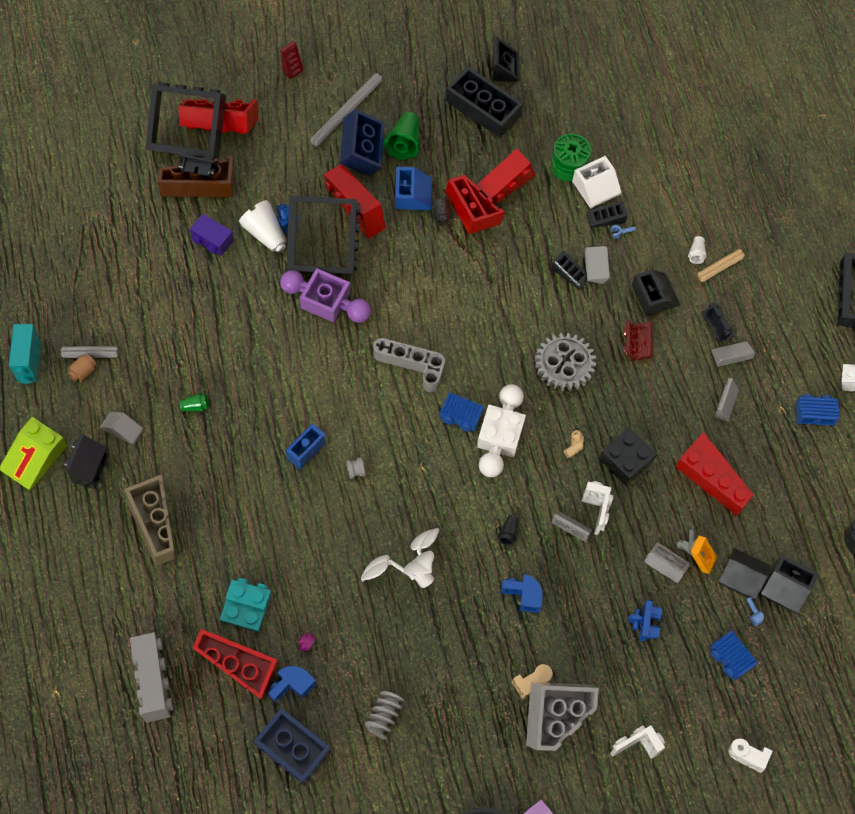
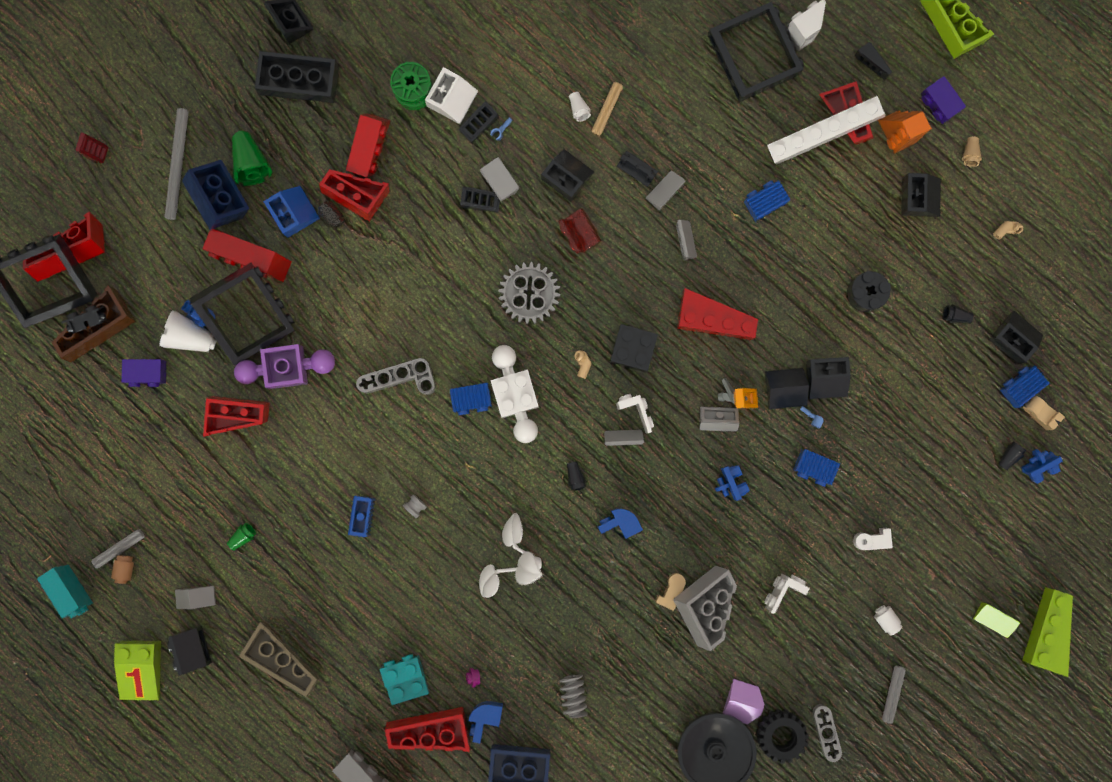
camera: 30 degrees left, 20 degrees up
(258, 306) = (228, 414): none -> red wedge

